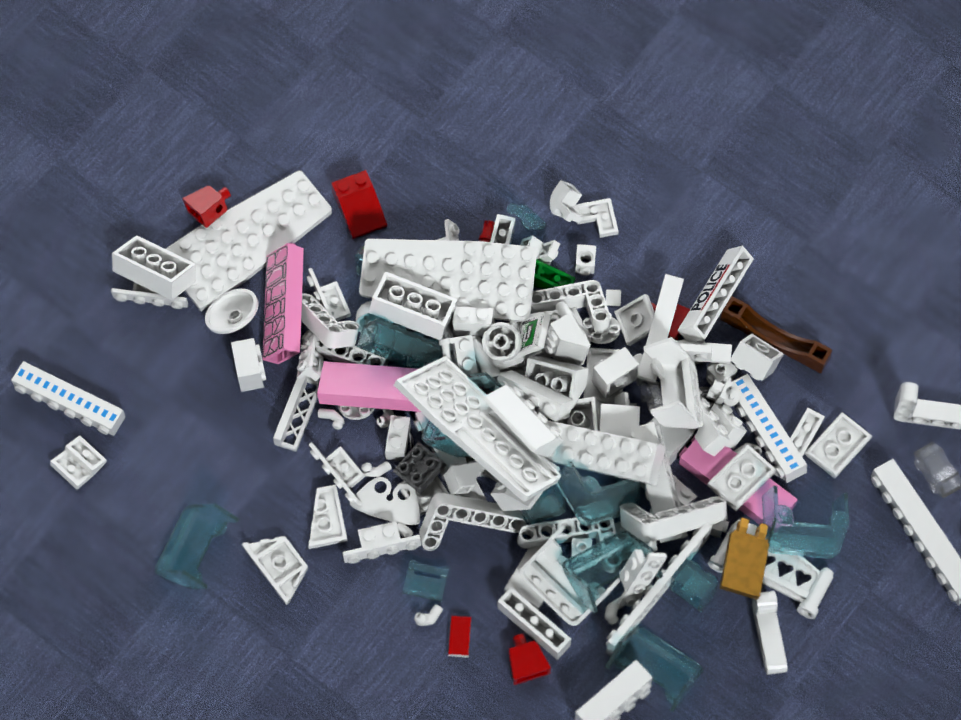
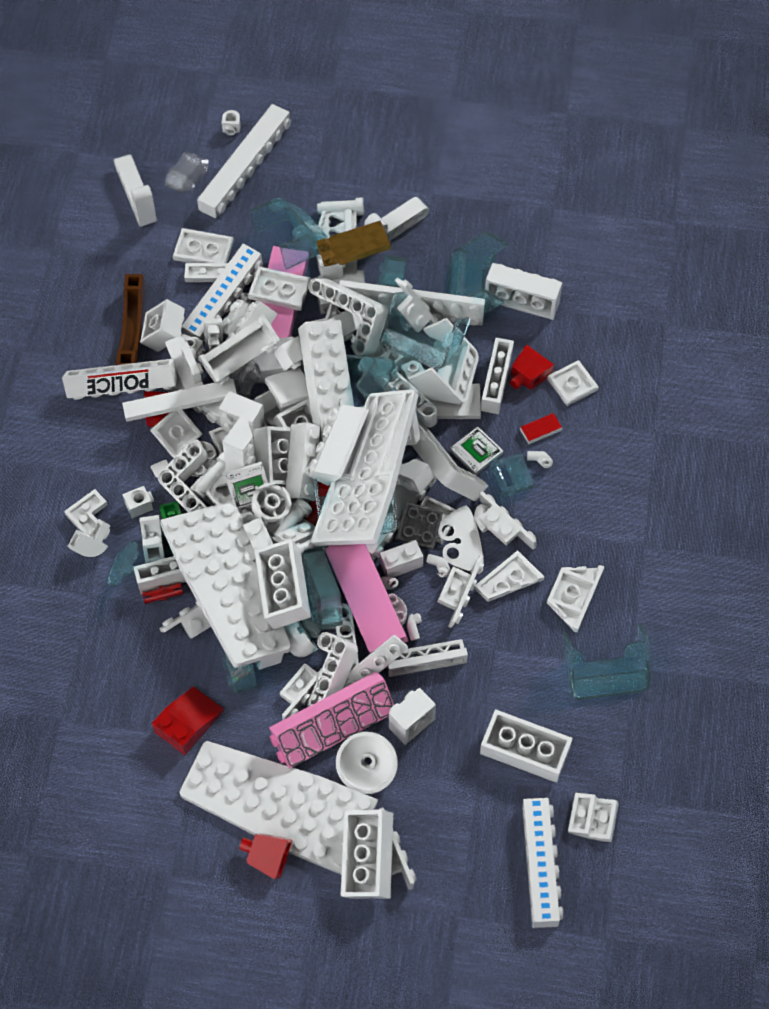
camera: 120 degrees left, 5 degrees down
(166, 439) = (525, 745): none -> white brick
(470, 566) = (476, 451): none -> white tile
(491, 695) = (572, 383): none -> white tile

